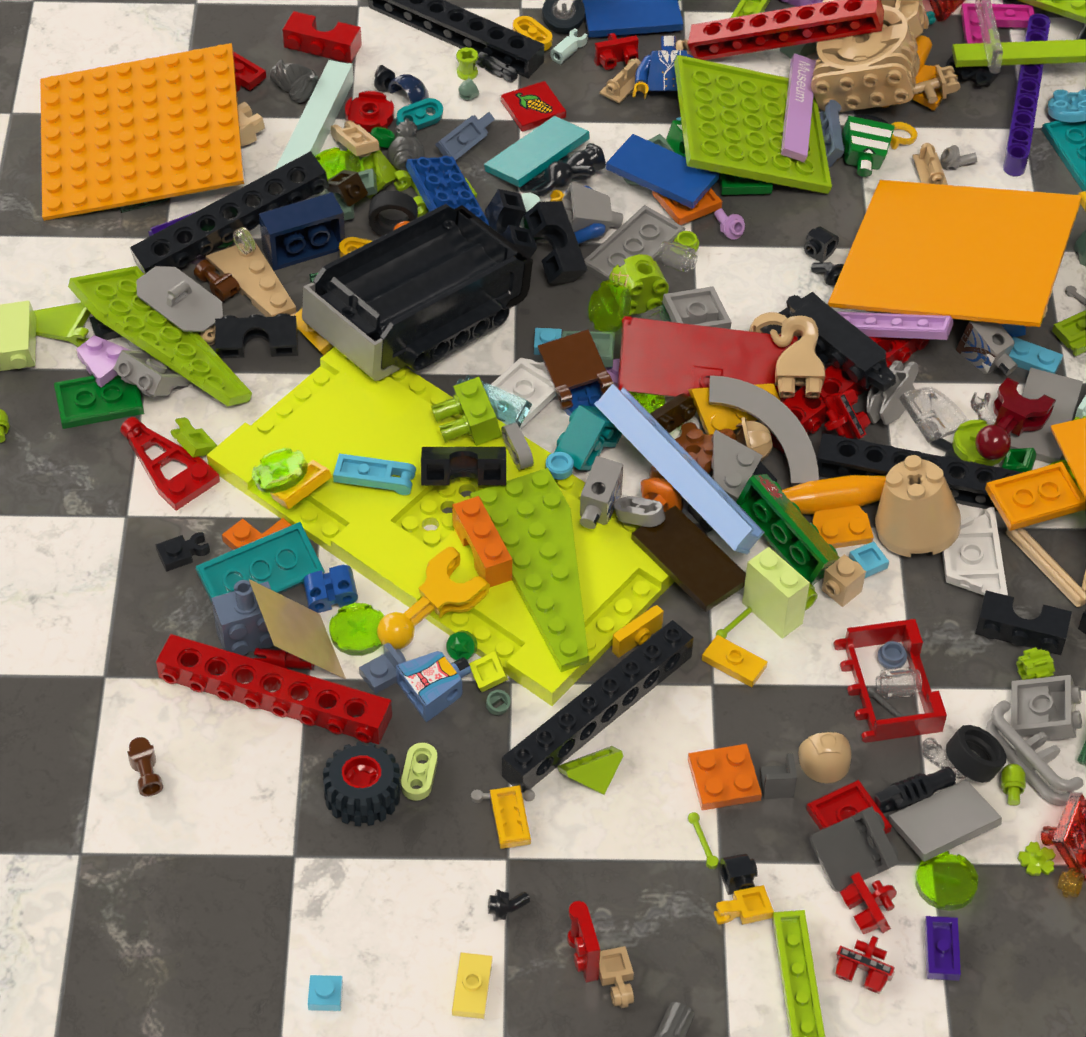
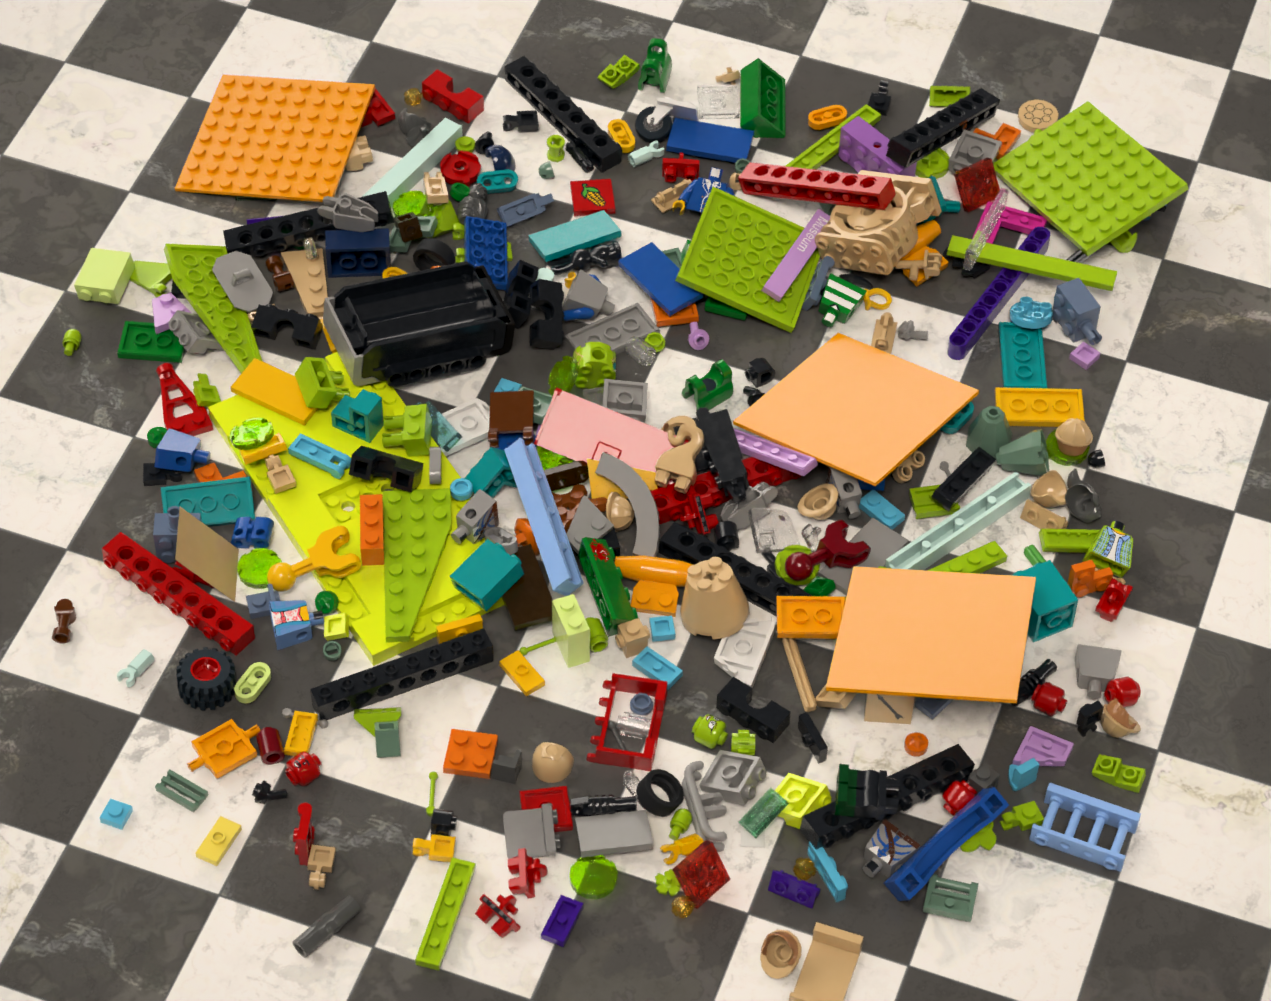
camera: 20 degrees right, 0 degrees up
(158, 508) = (155, 435): none -> green tile
(198, 517) = (180, 452): none -> blue torso
(264, 796) = (136, 667): none -> light aqua bar
(276, 49) = (413, 96): none -> clear yellow plate
(281, 185) = (349, 213): none -> light grey hinge
(286, 412) = (273, 390): none -> yellow tile
(336, 388) = (318, 383): none -> lime brick
(339, 512) = (278, 475): none -> tan plate
(361, 84) = (465, 144): none -> lime plate
(394, 930) = (171, 775): none -> sand green tile
(401, 415) = (359, 415): none -> teal brick
(415, 43) = (523, 120): none -> black plate
(424, 865) = (224, 748): none -> light orange plate
(480, 843) = (270, 746): none -> dark red brick
(535, 859) = (303, 768): none -> red head
(618, 789) = (387, 739): none -> sand green brick
(647, 555) = (487, 574): none -> teal brick
(680, 30) = (740, 165): none -> sand green hinge
(780, 273) = (711, 388): none -> green piece
(885, 431) = (726, 535): none -> black plate
(886, 605) = (657, 667): none -> medium azure plate
(968, 365) = (819, 502): none -> tan hat
(990, 663) = (709, 731): none -> lime head
(1035, 807) = (681, 846): none -> yellow plate

